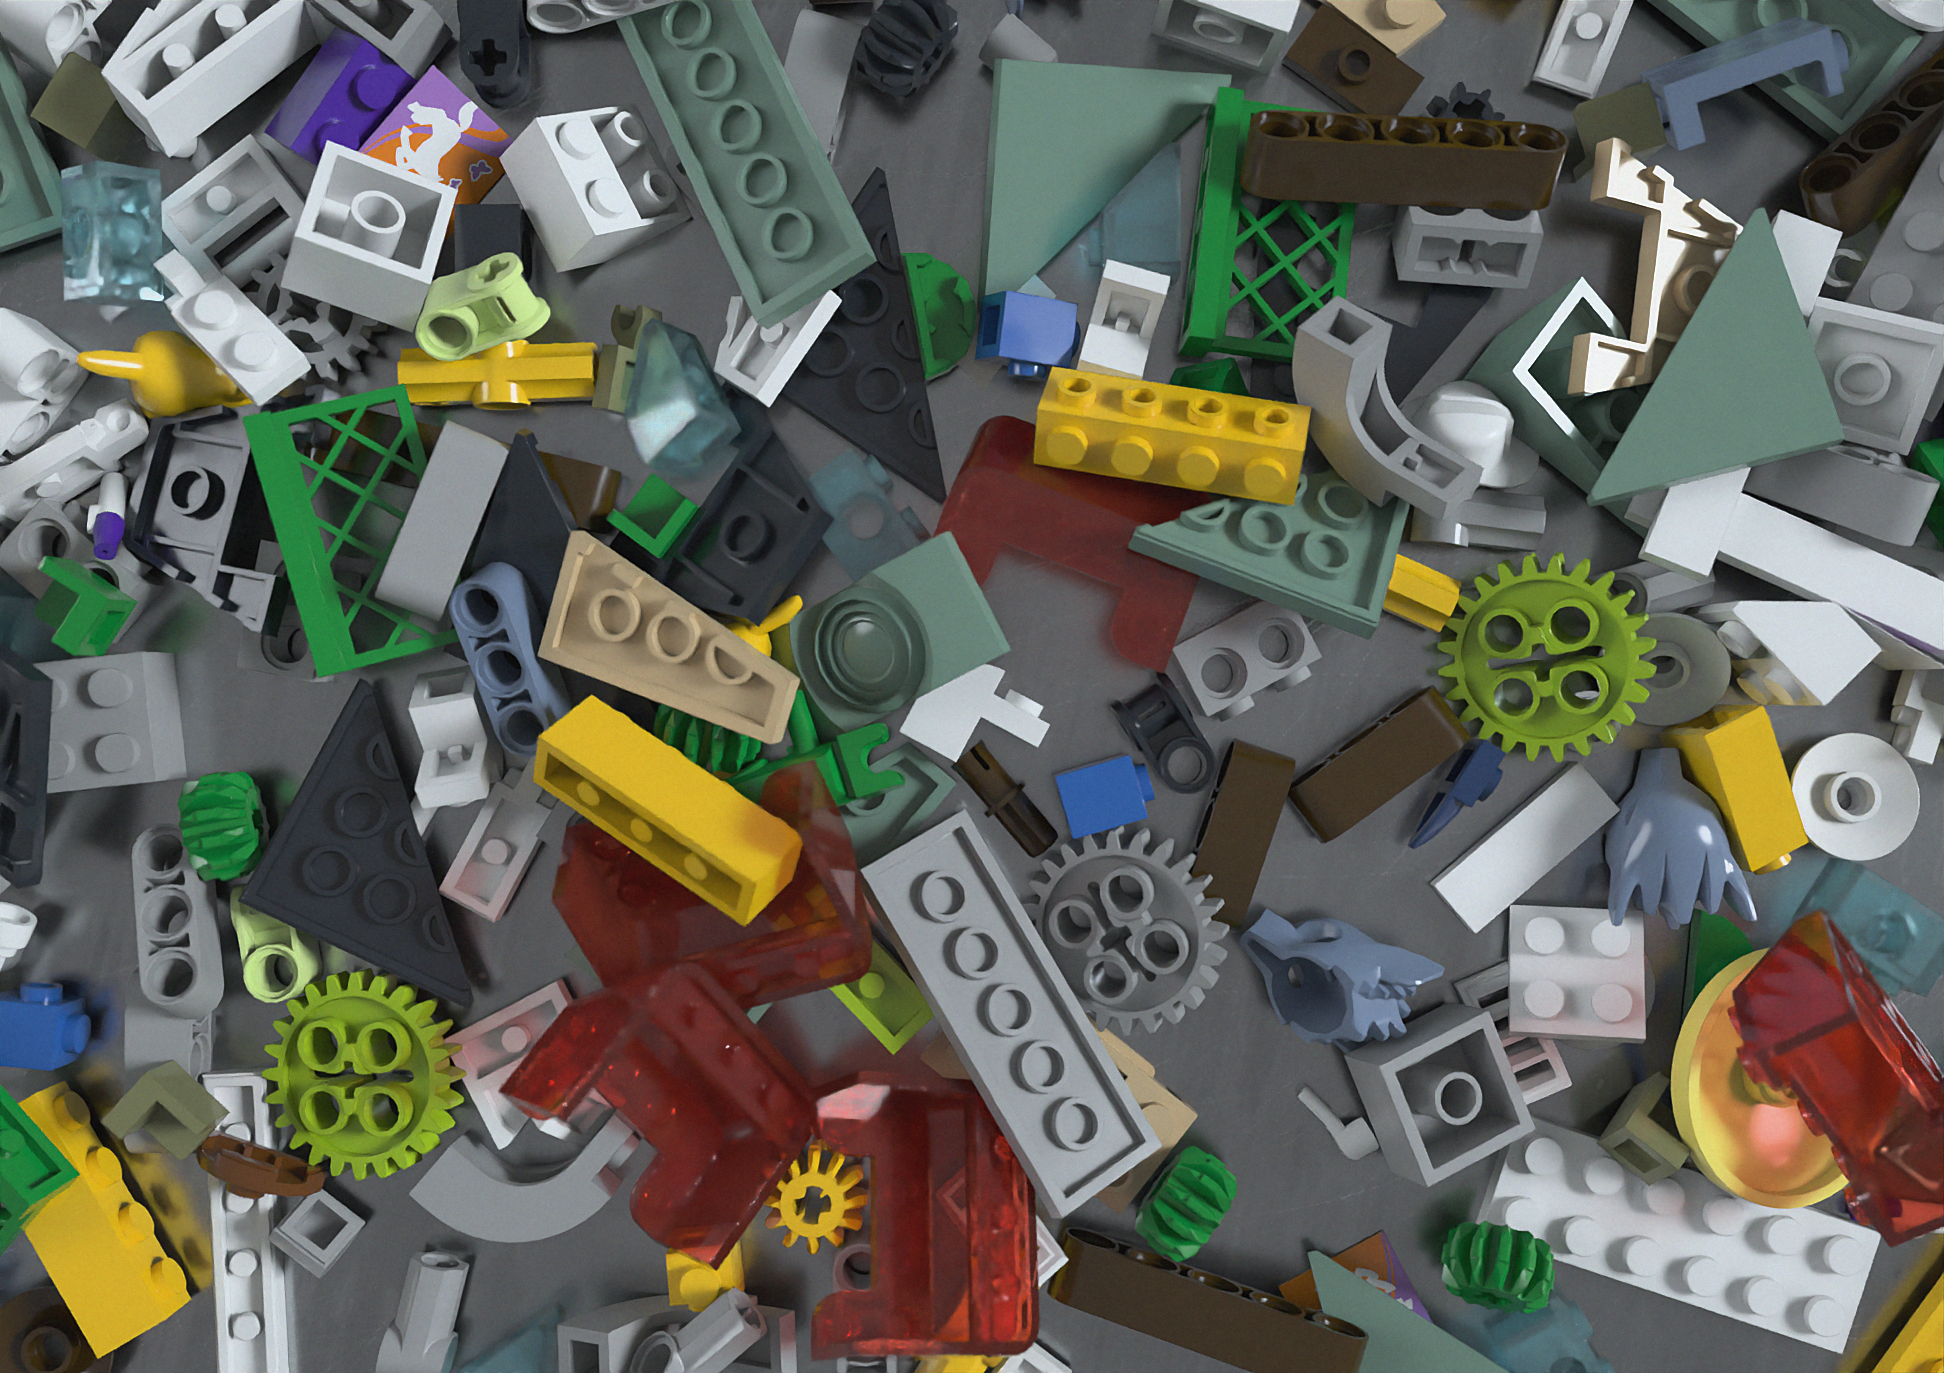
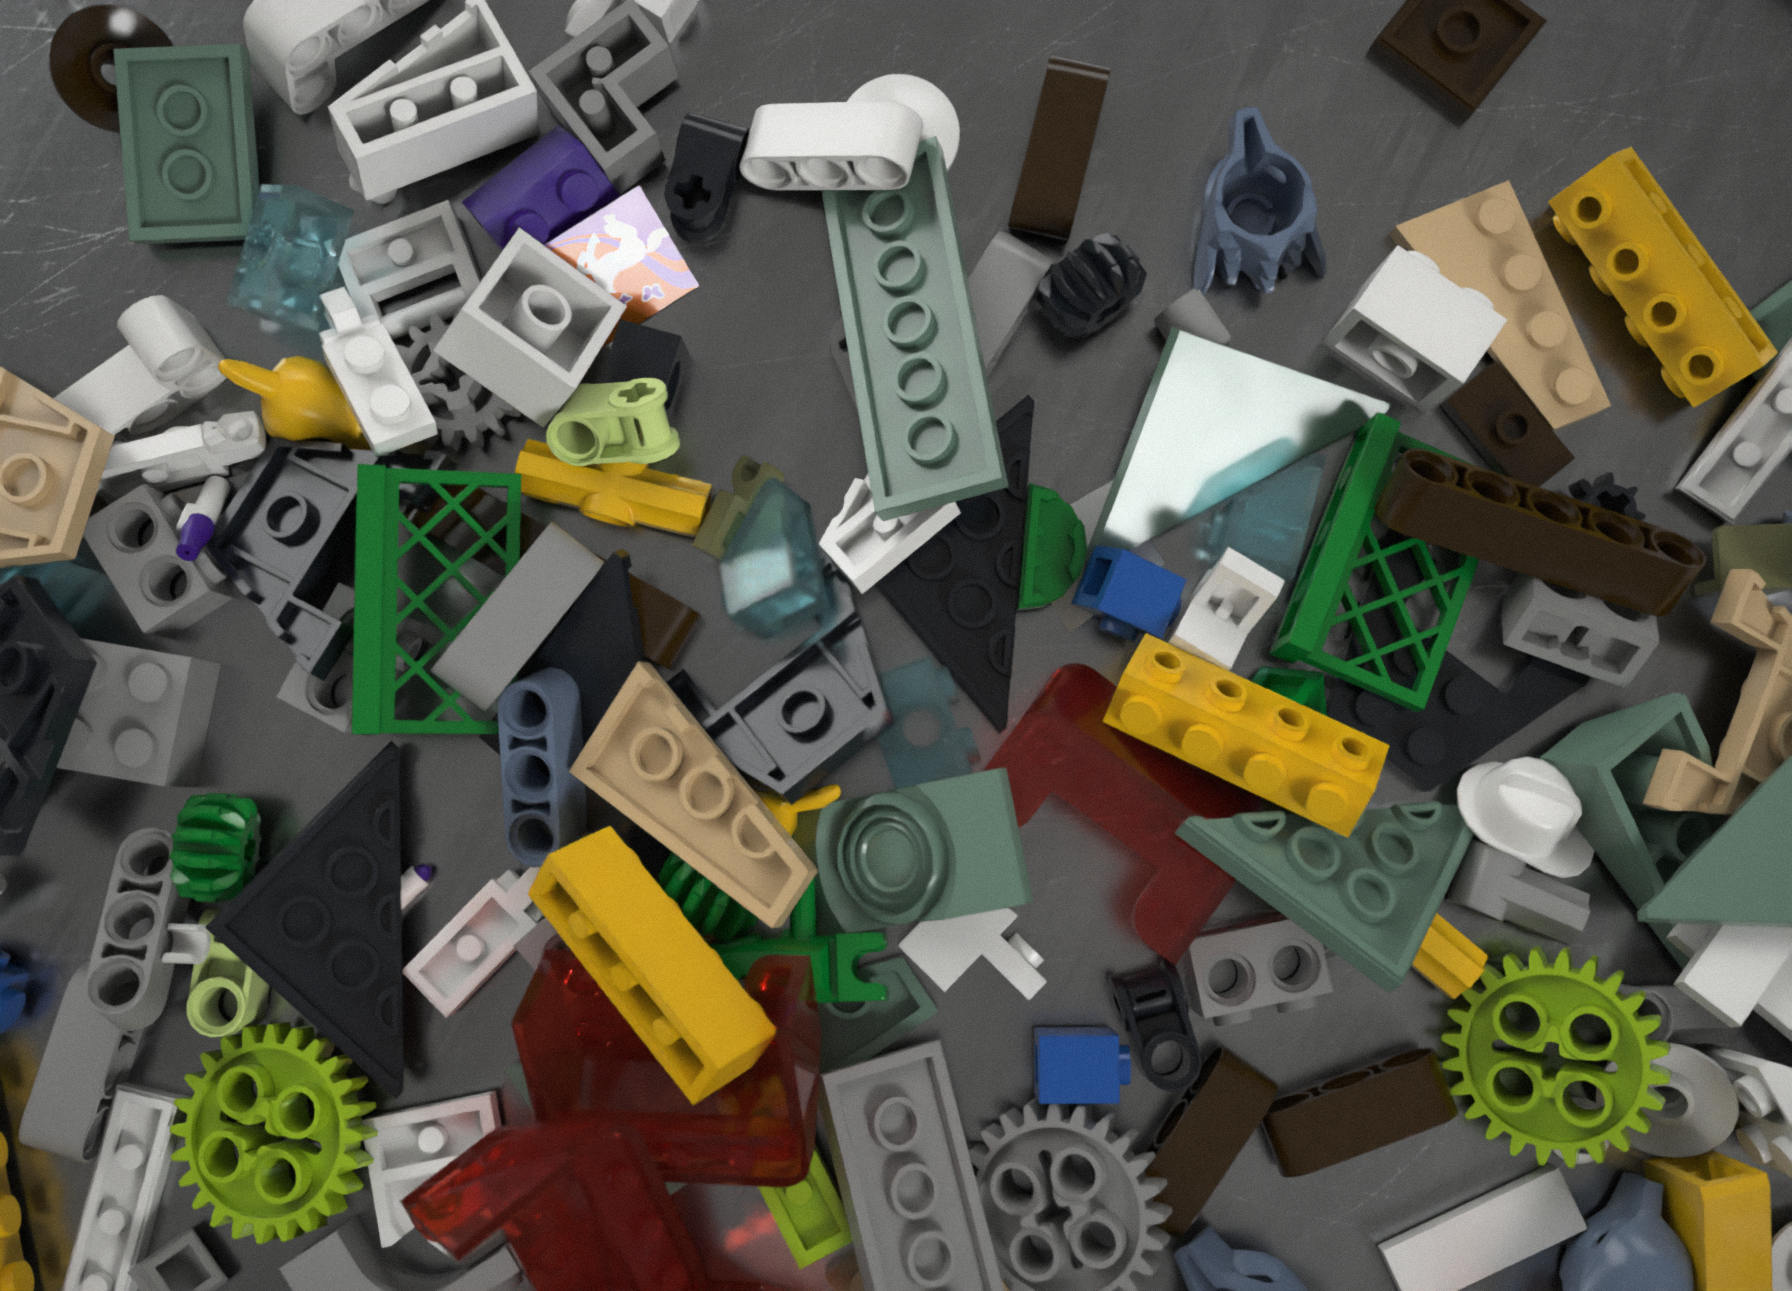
camera: 20 degrees right, 5 degrees down
(81, 607) = (147, 599): green panel -> none
(85, 109) = (301, 135): olive panel -> none
(169, 1108) = (74, 1114): olive panel -> none
(228, 922) = (190, 944): none -> white hand
(256, 1169) = (138, 1197): reddish brown plate -> none
(456, 739) = (466, 827): white brick -> none
(593, 184) = (755, 337): white slope -> none
(655, 516) = (721, 666): green panel -> none
(1006, 800) = (981, 1041): dark brown axle -> none
(1357, 423) = (1431, 775): light grey arch -> none
(1468, 779) = (1439, 1156): dark blue plate -> none

